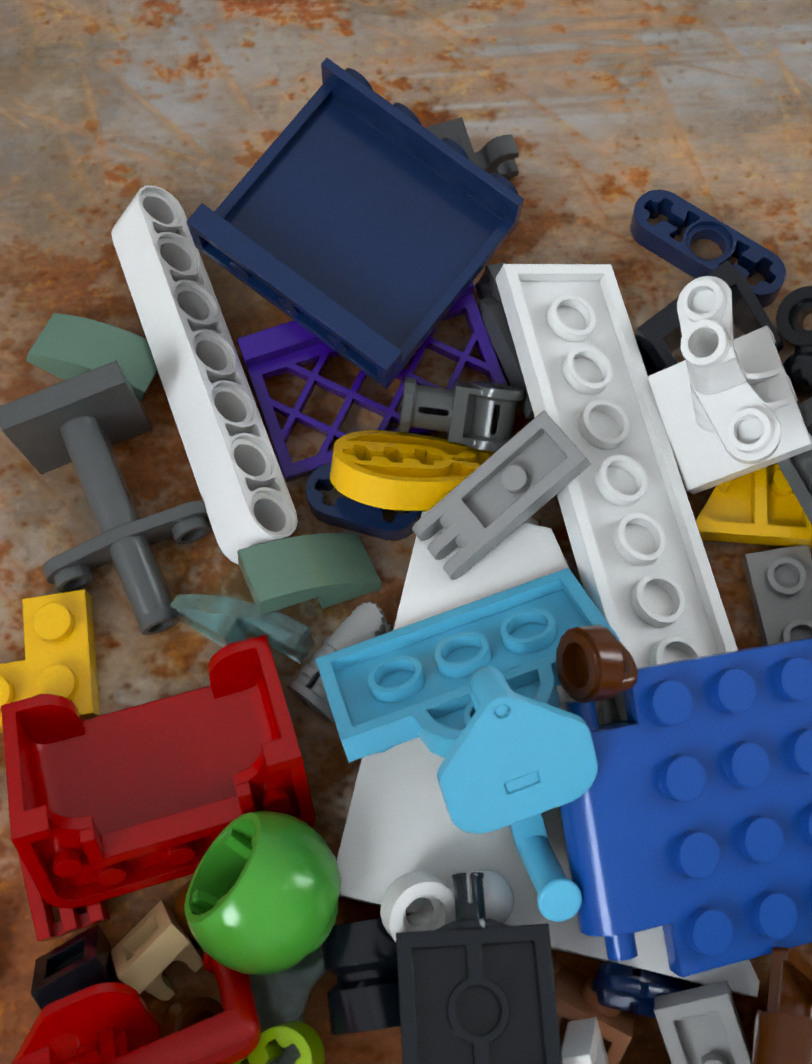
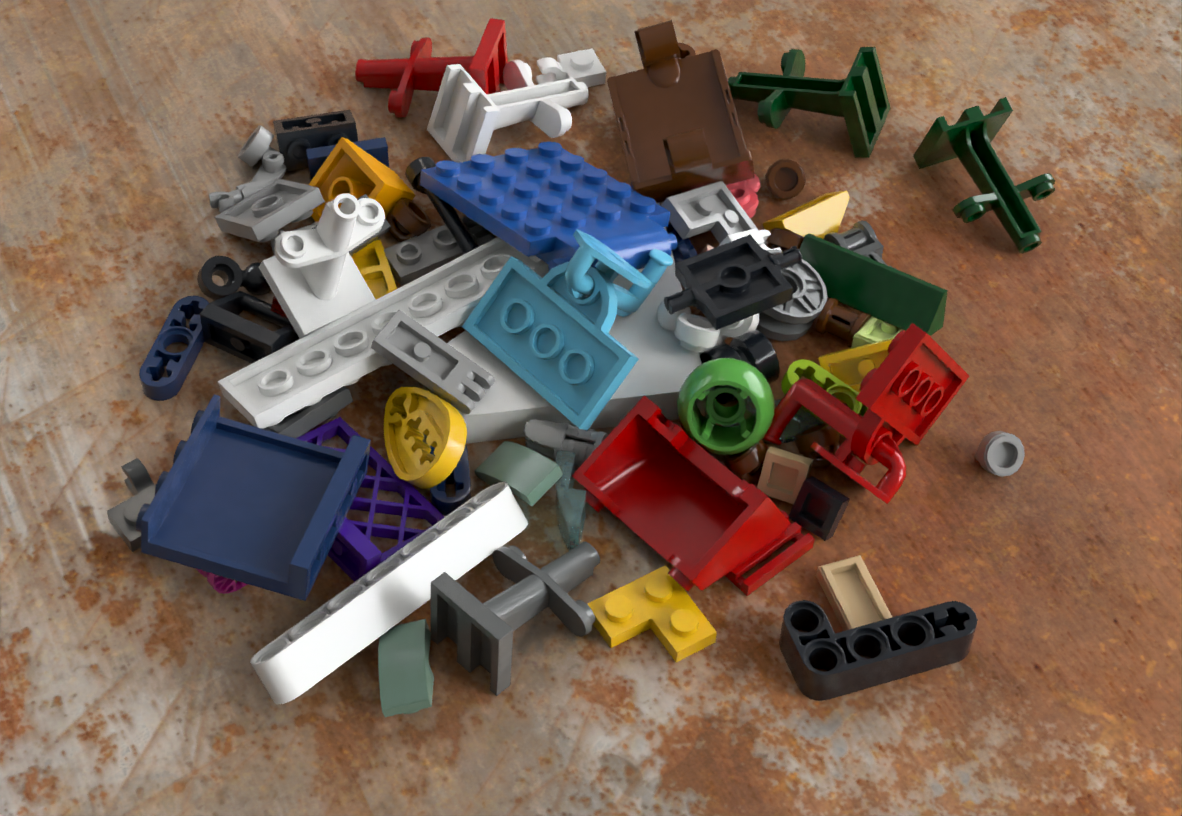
camera: 120 degrees left, 20 degrees down
(464, 412) = (368, 420): dark grey connector -> none
(594, 664) = (536, 251): reddish brown tile -> none

